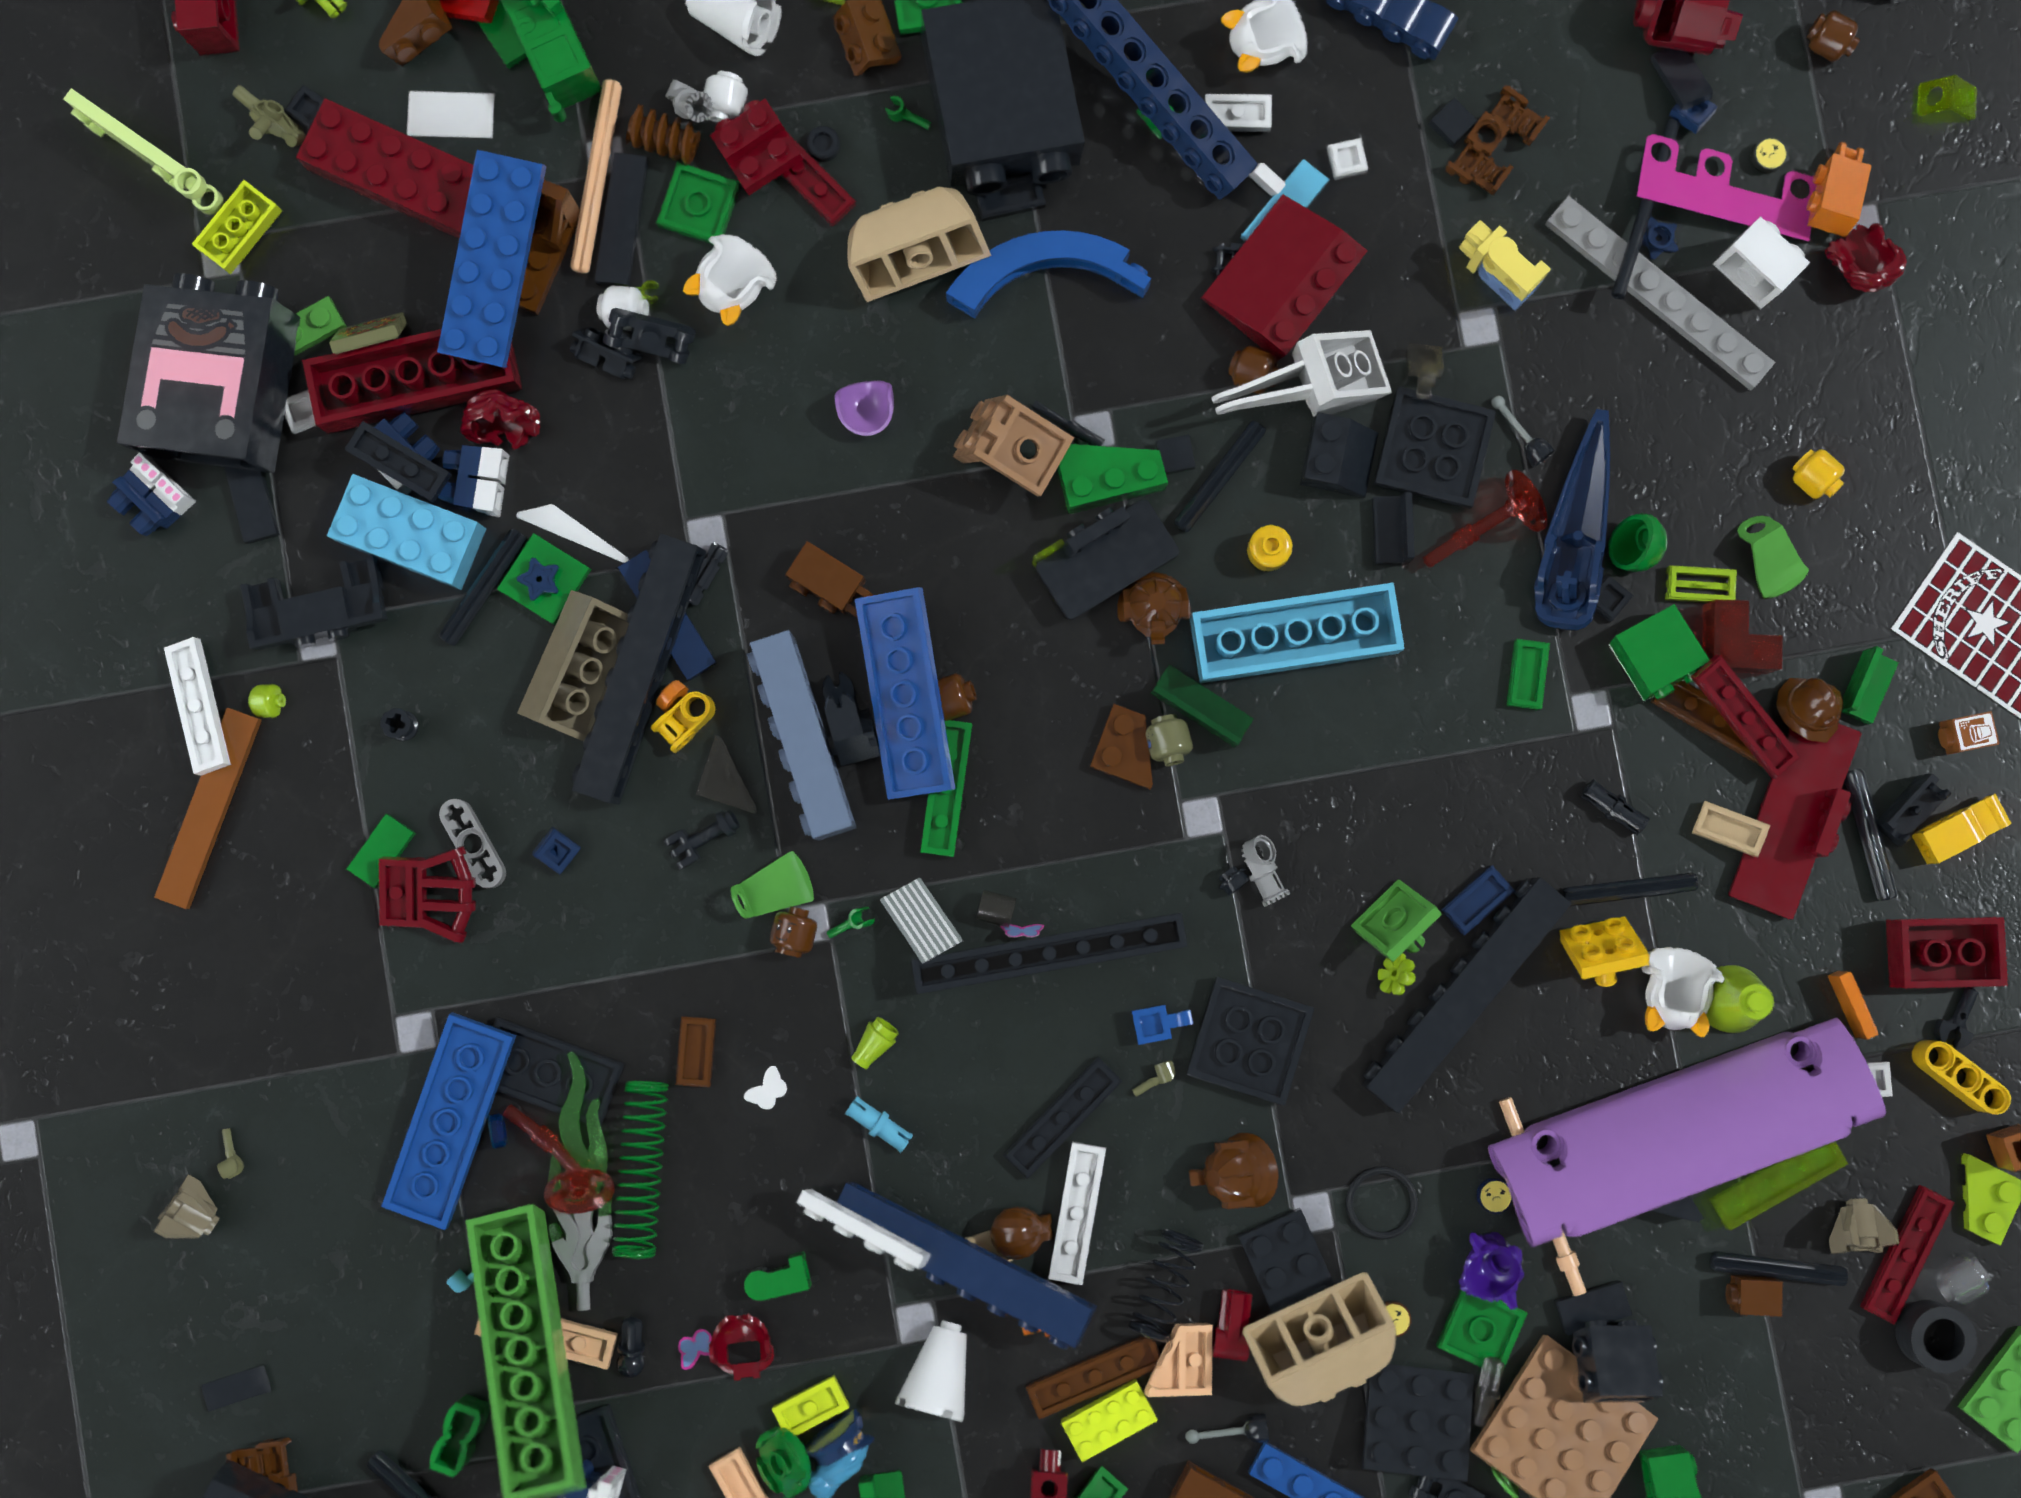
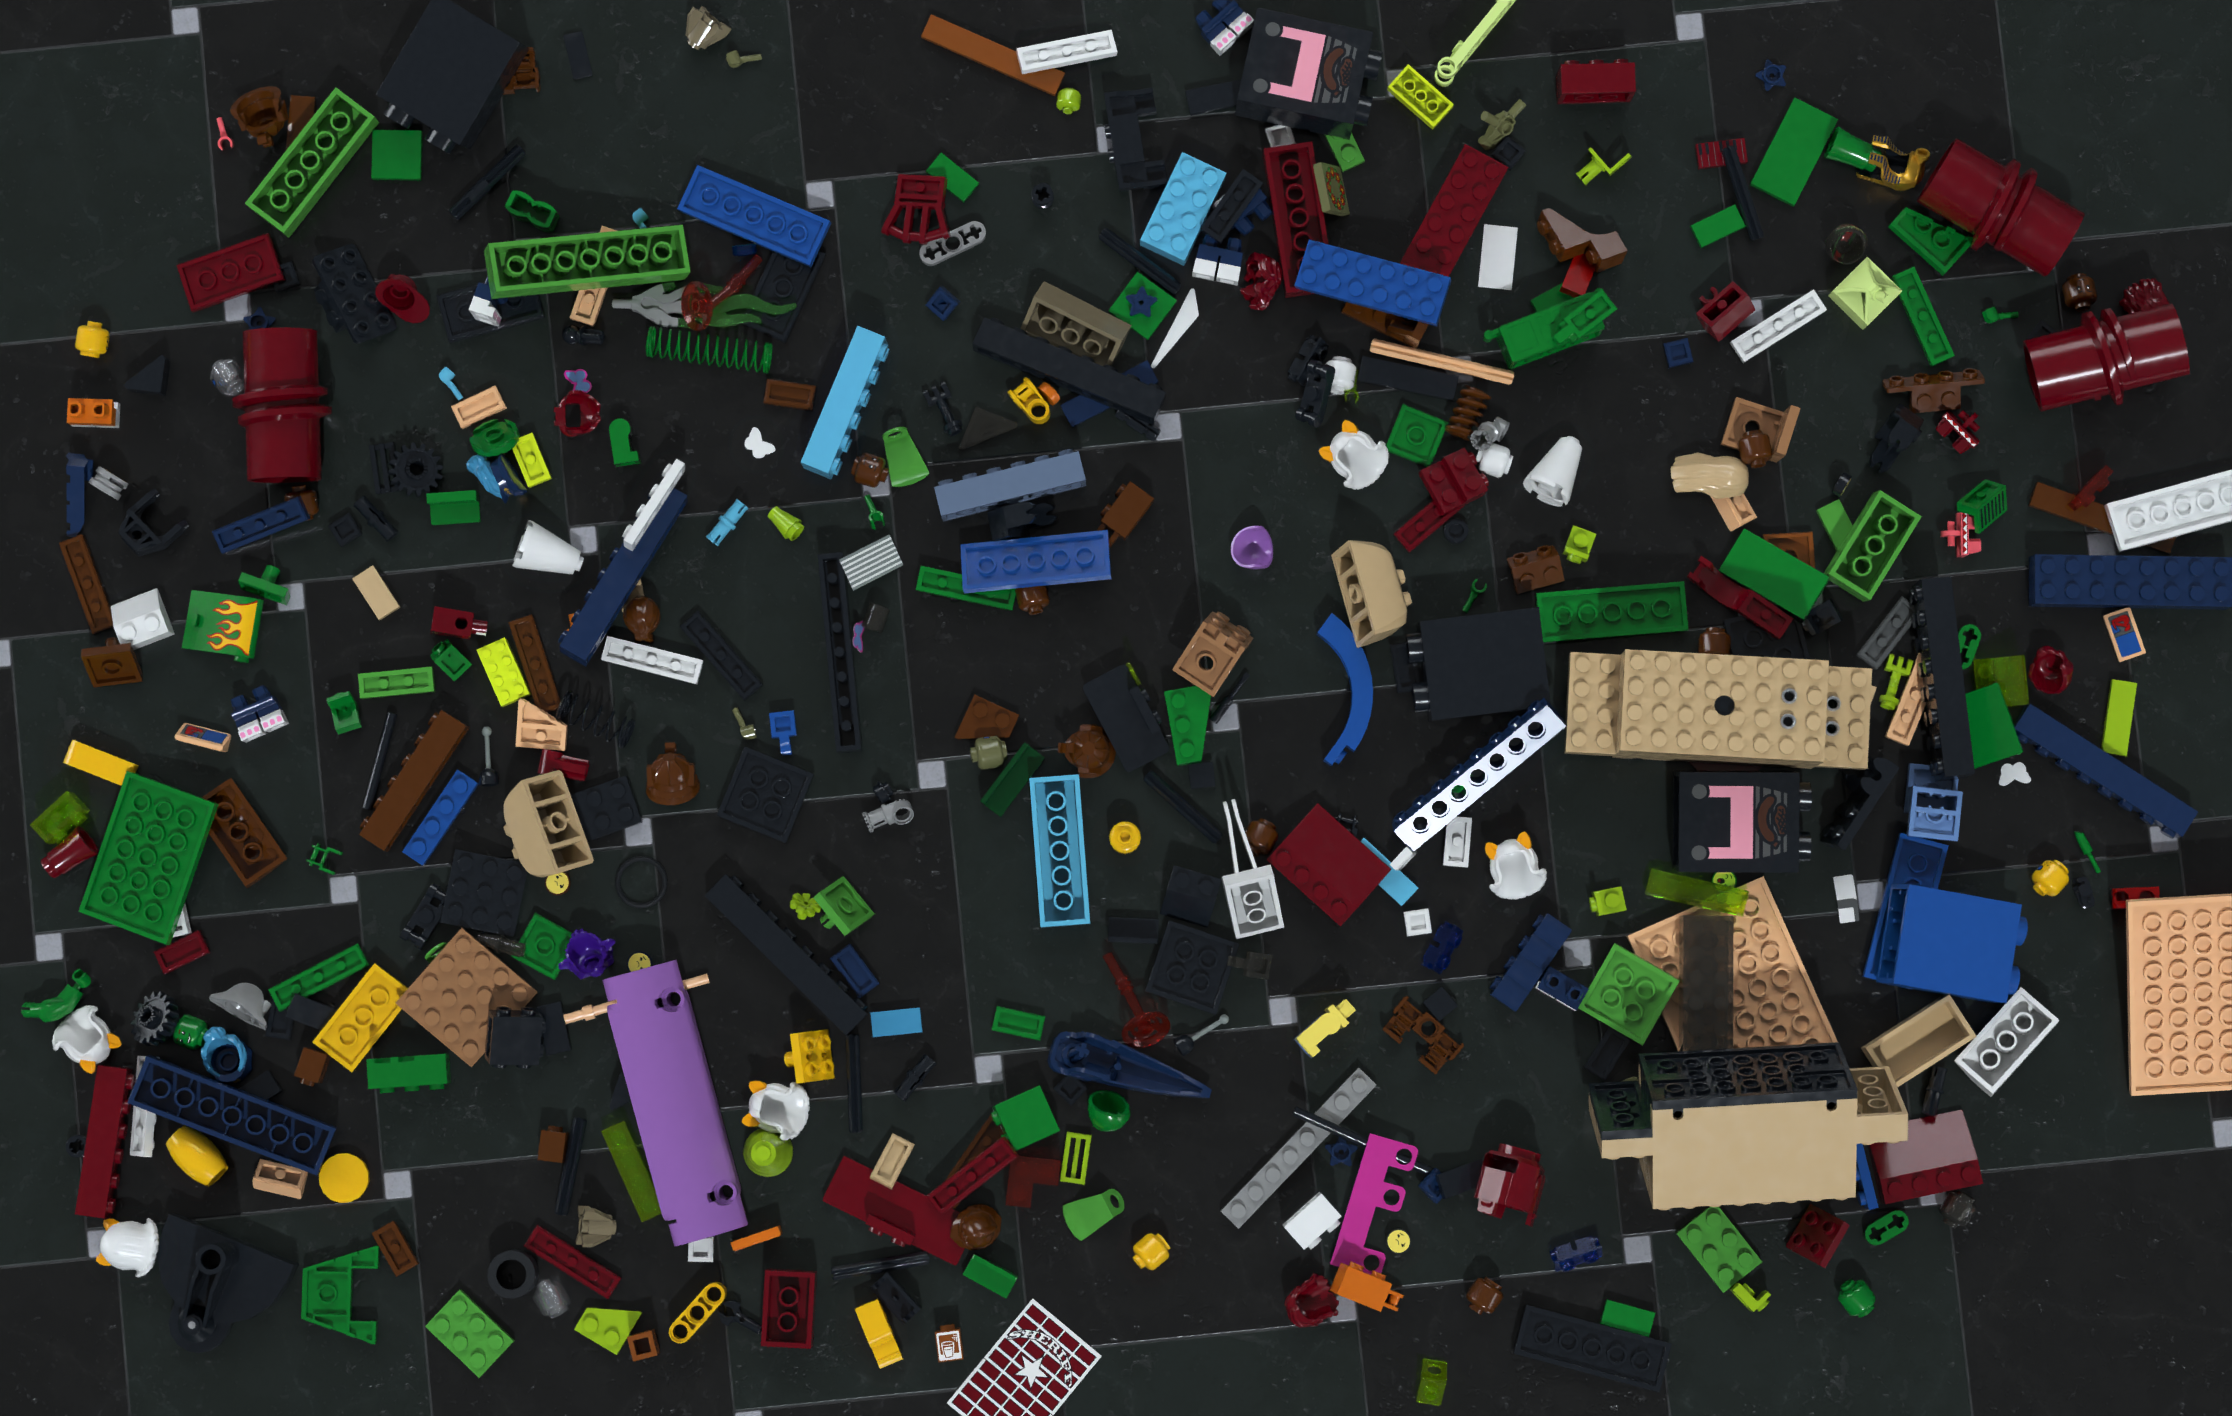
camera: 95 degrees right, 0 degrees up
(701, 973) = (844, 403): none -> medium azure brick
(1368, 116) = (1449, 938): none -> clear blue hinge
(1542, 838) = (896, 1022): none -> dark azure tile

